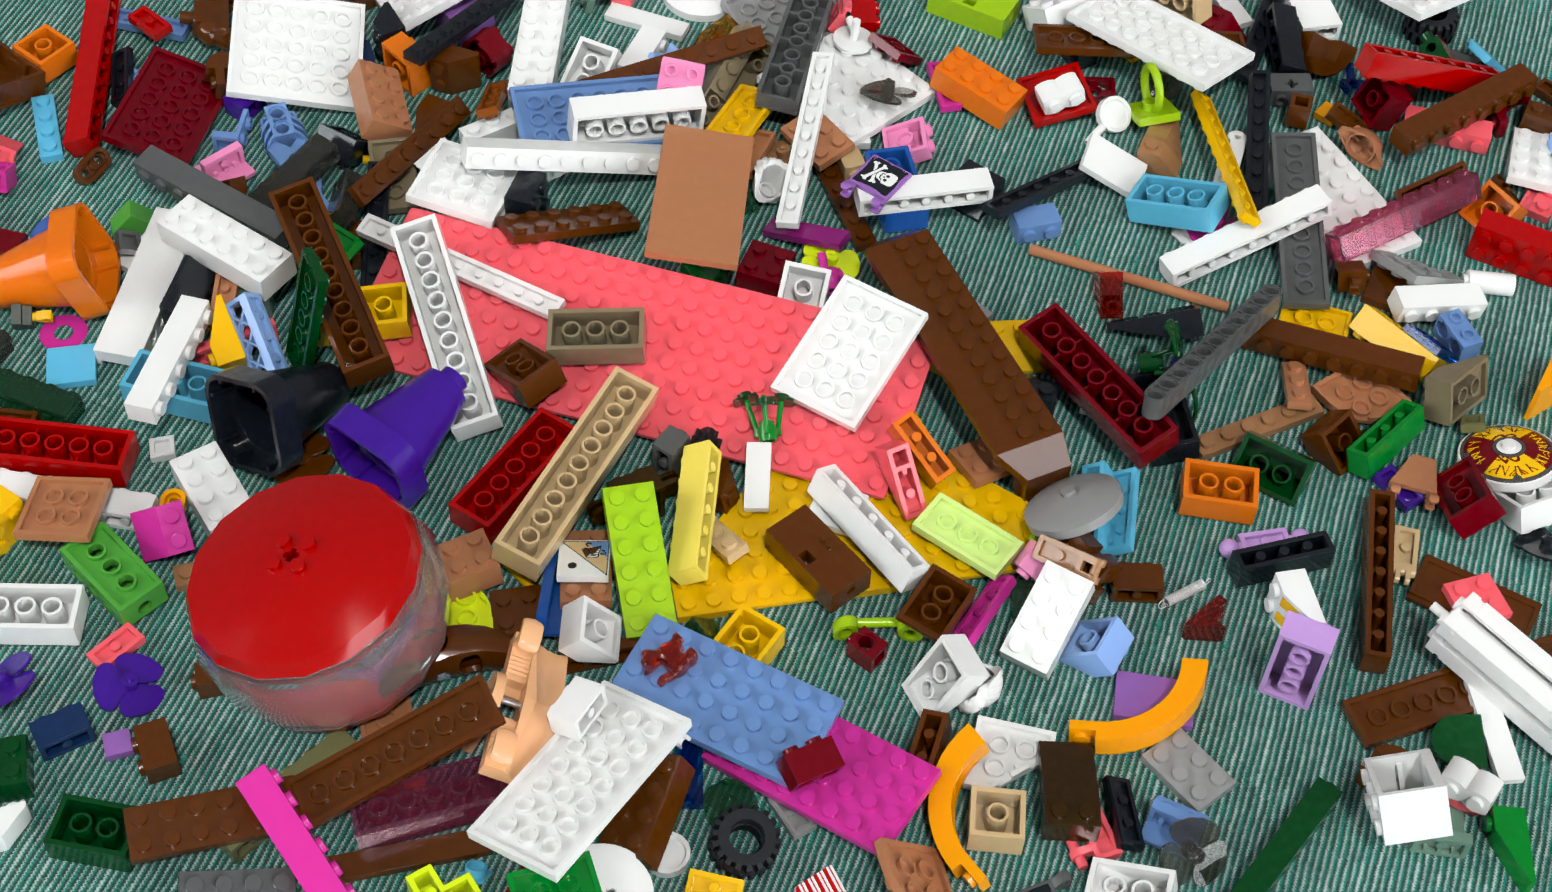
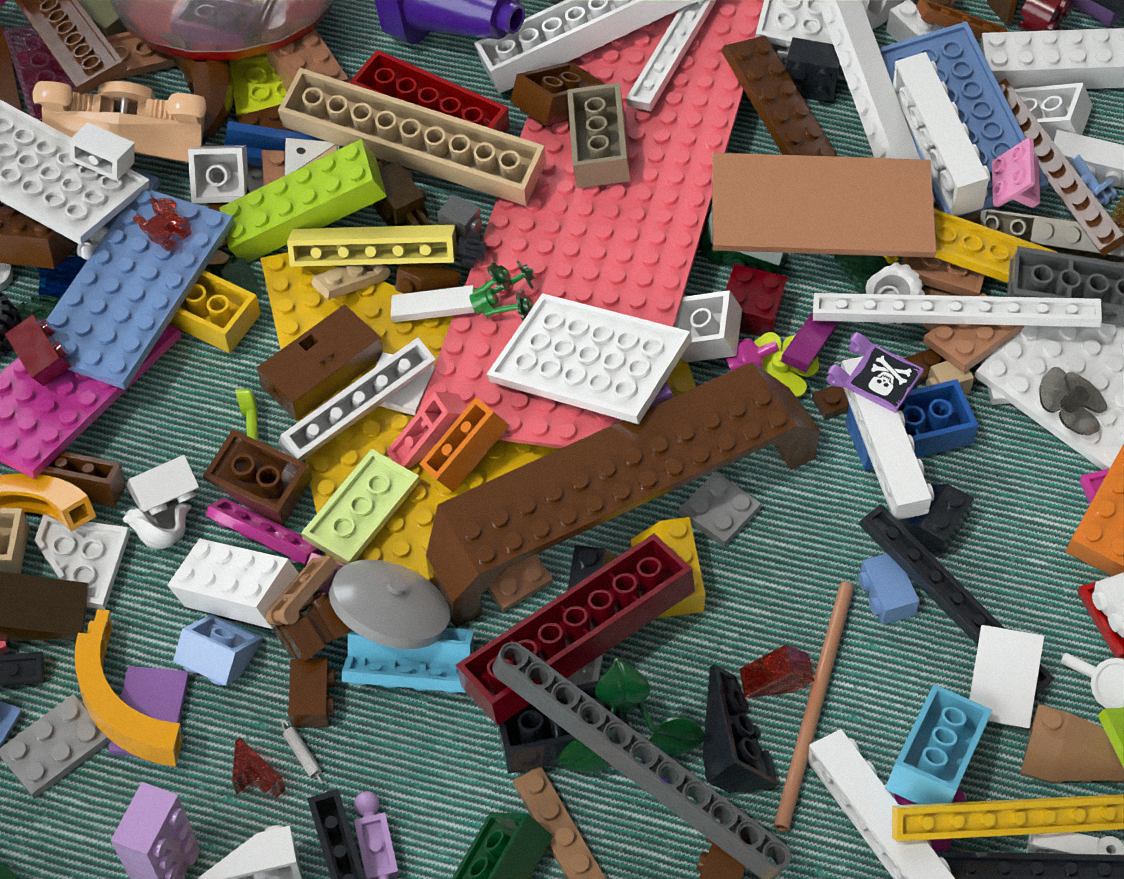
camera: 90 degrees right, 5 degrees up
(869, 658) = (212, 431): dark red brick -> none
(914, 134) = (1007, 441): bright pink plate -> none
(1219, 491) = (446, 789): orange brick -> none

